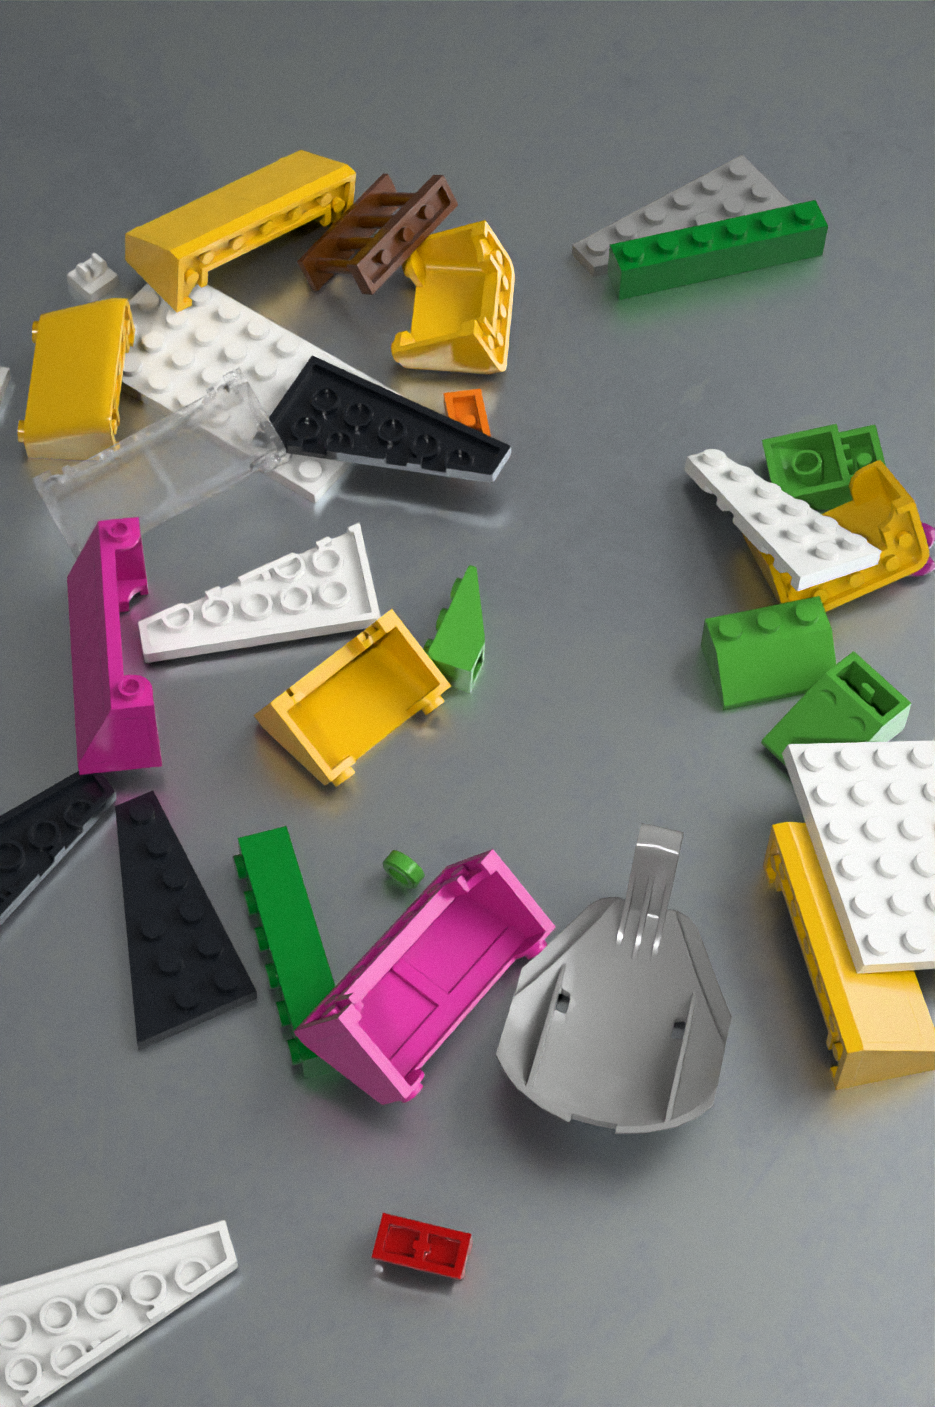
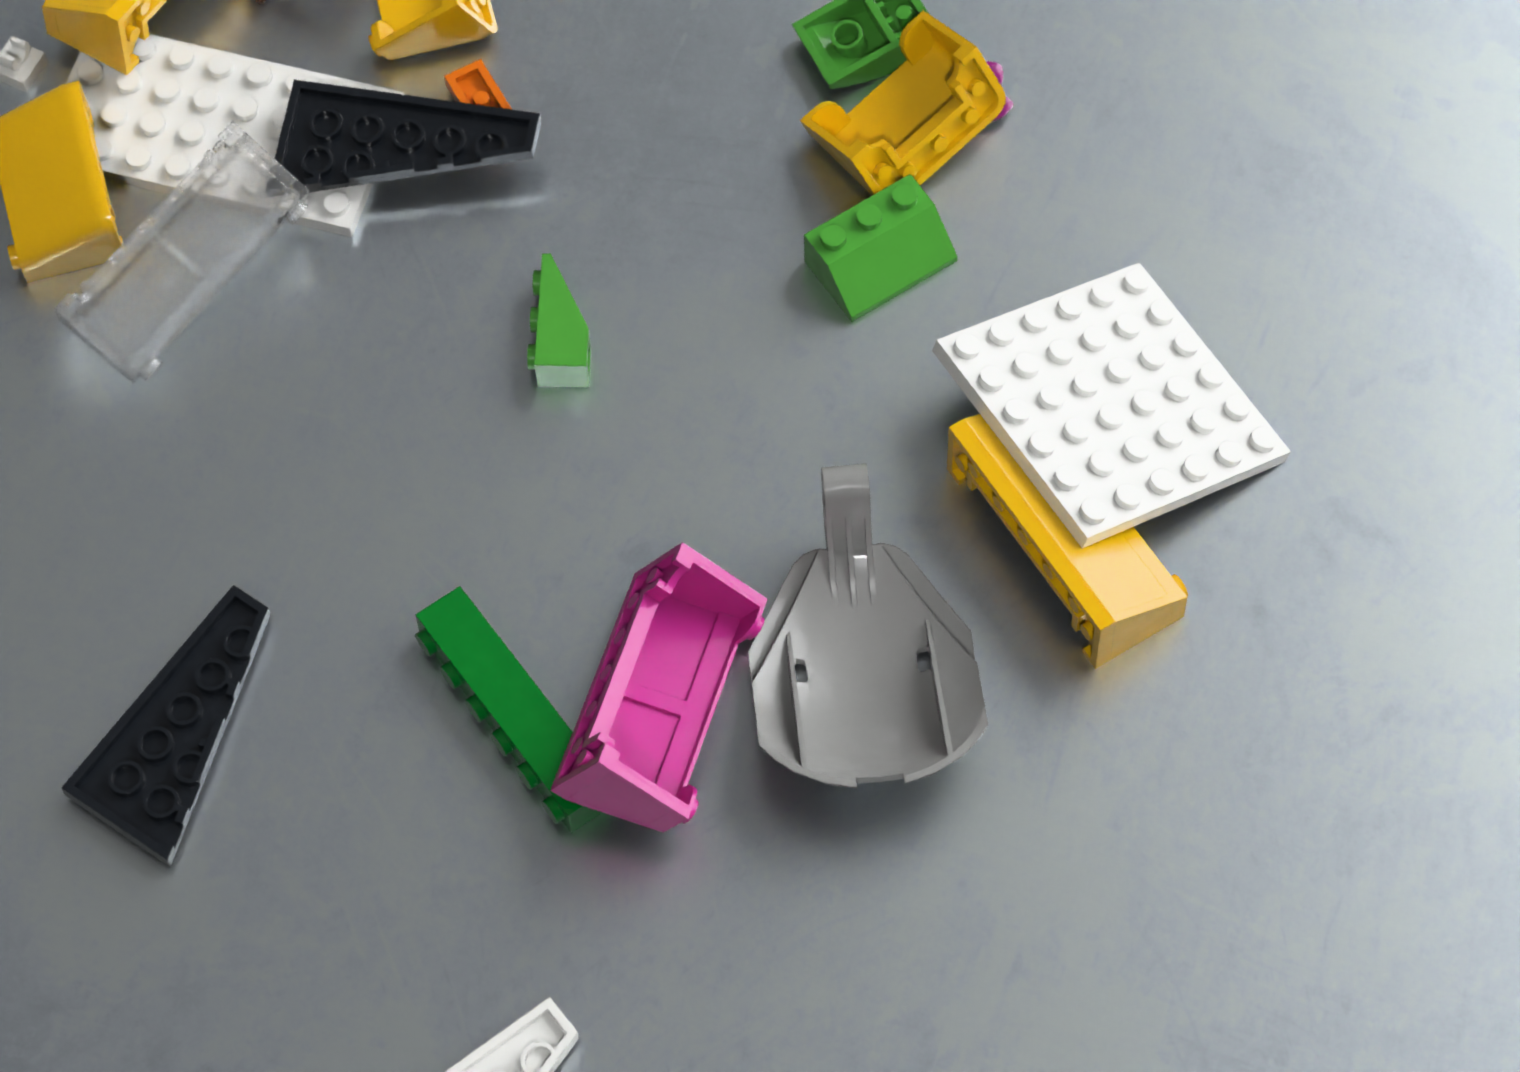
camera: 15 degrees left, 5 degrees up
(111, 709) = (237, 529): dark pink windscreen -> none
(176, 943) = (388, 737): black wing -> none
(281, 601) = (361, 351): white wing -> none
(354, 699) = (475, 432): yellow windscreen -> none
(403, 869) = (592, 591): bright green tile -> none
(422, 1246) = (753, 956): red hinge -> none
(777, 524) = (845, 111): white wing -> none
(842, 707) = (972, 284): bright green slope -> none

